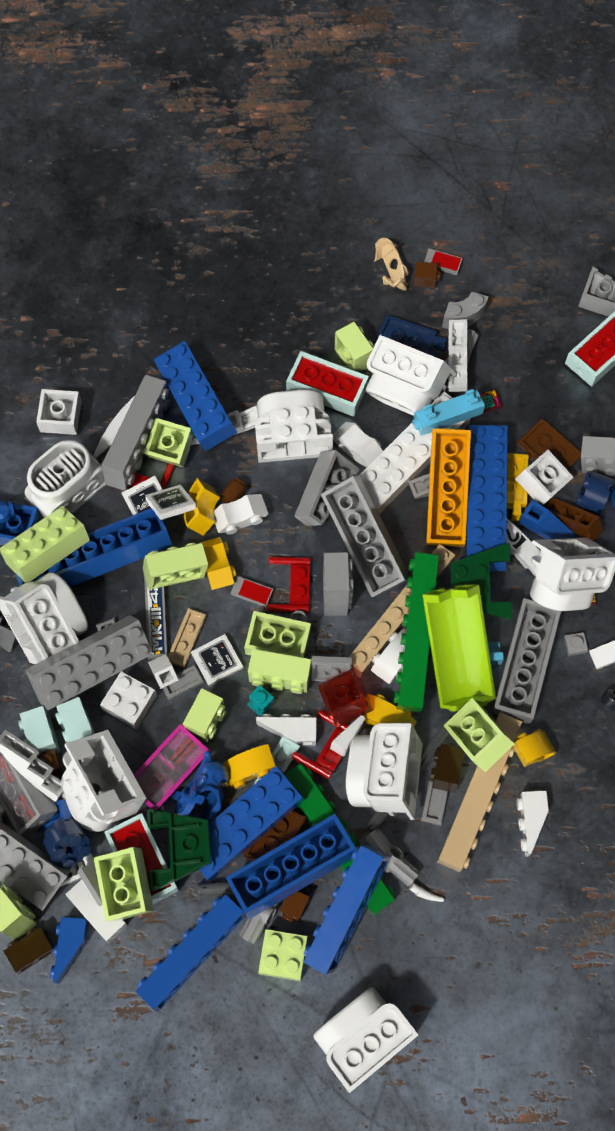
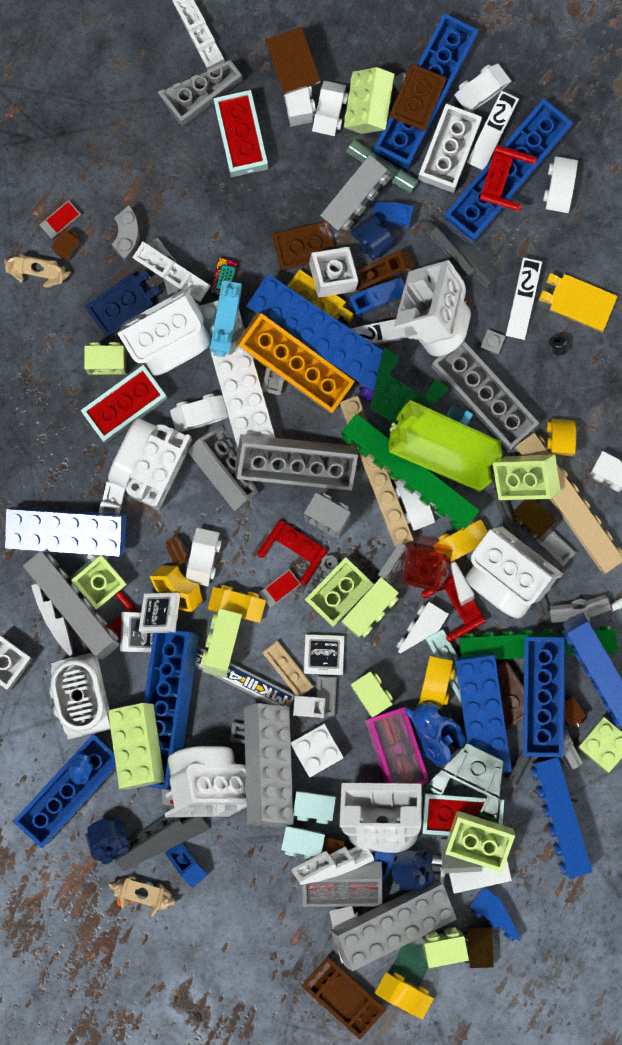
camera: 55 degrees left, 15 degrees up
(260, 701) = (384, 639): teal brick -> none

